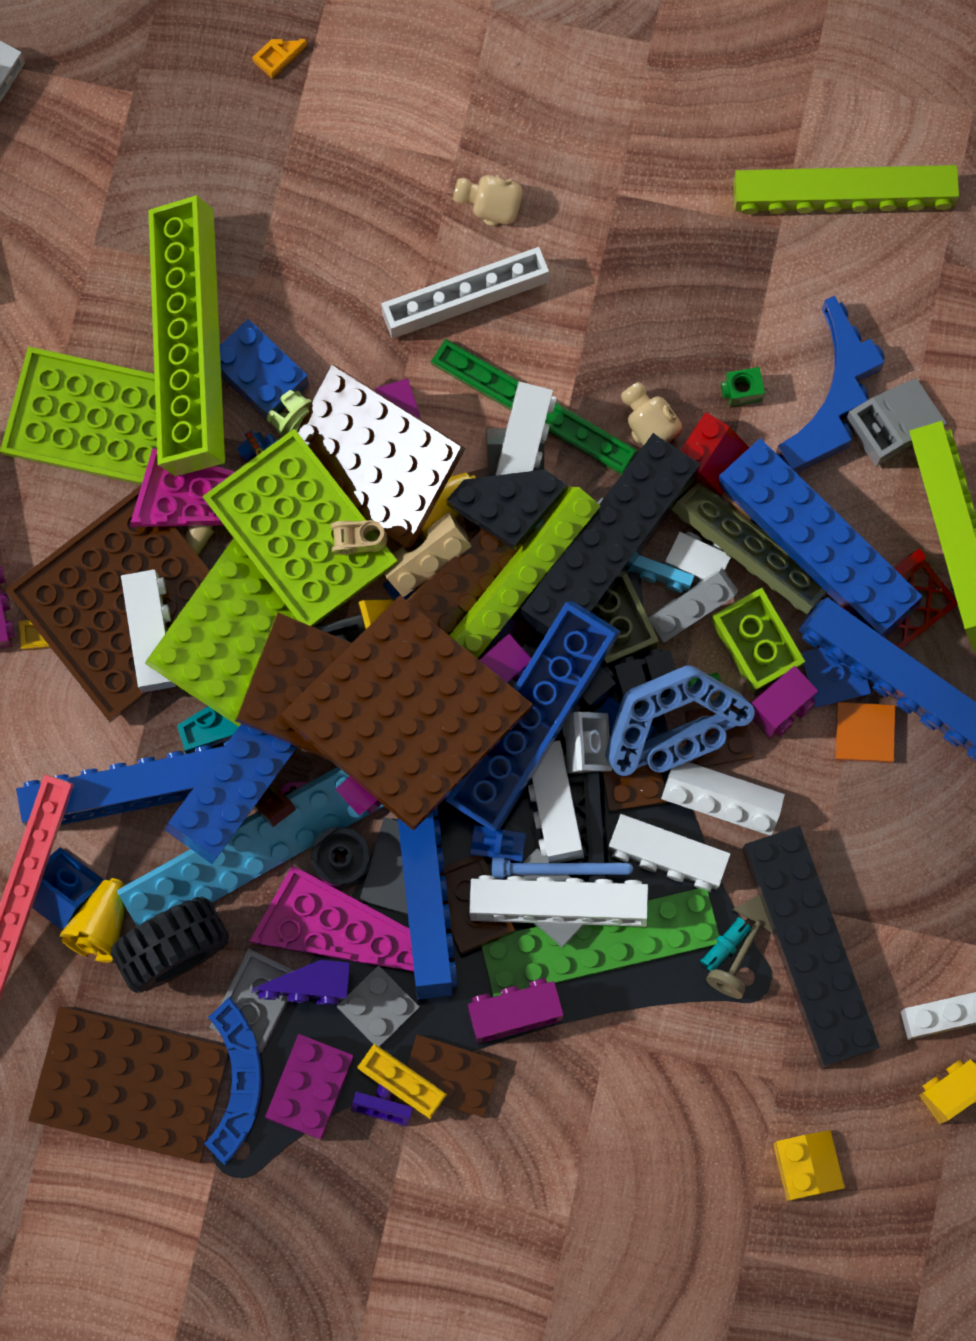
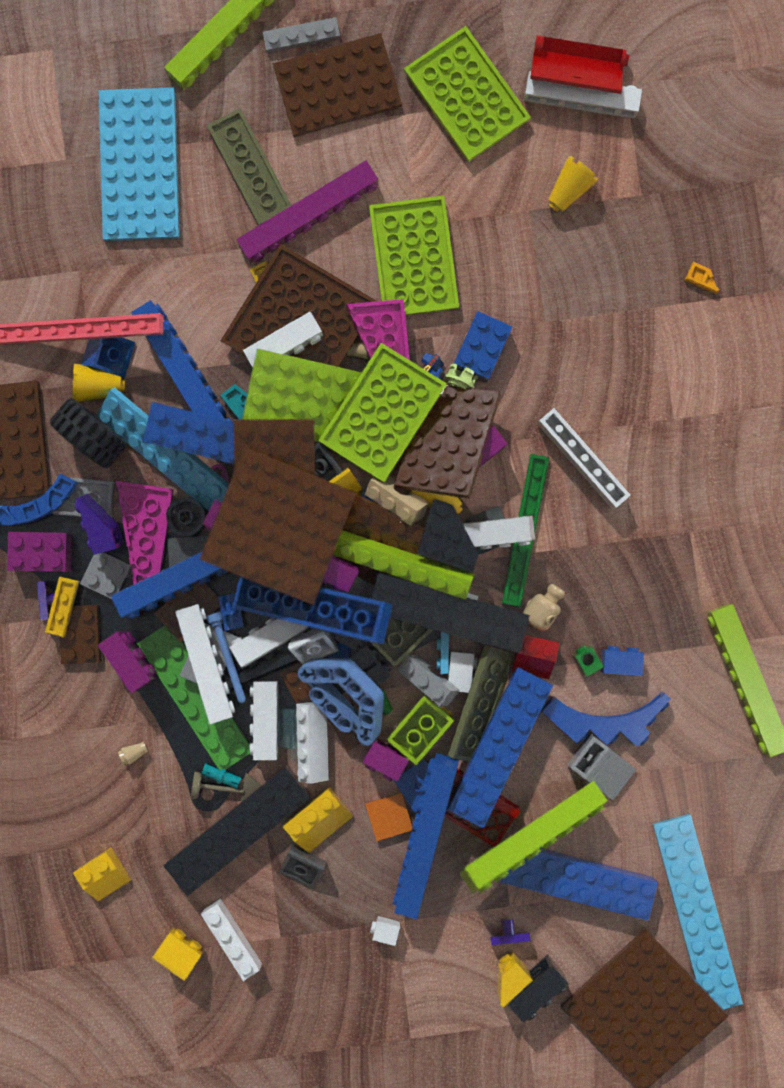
camera: 75 degrees right, 10 degrees up
(83, 174) = (571, 184): none -> yellow cone
(186, 336) = (484, 291): lime brick -> none
(274, 806) = (197, 465): reddish brown plate -> none
(351, 537) = (386, 448): tan piece -> none
(493, 198) = (654, 453): tan piece -> none
(648, 1061) = (132, 753): none -> tan cone
(692, 824) = (287, 728): none -> clear light blue panel
(762, 341) = (622, 662): none -> blue piece
(835, 831) = (317, 820): none -> yellow slope
(895, 877) = (302, 866): none -> dark grey slope

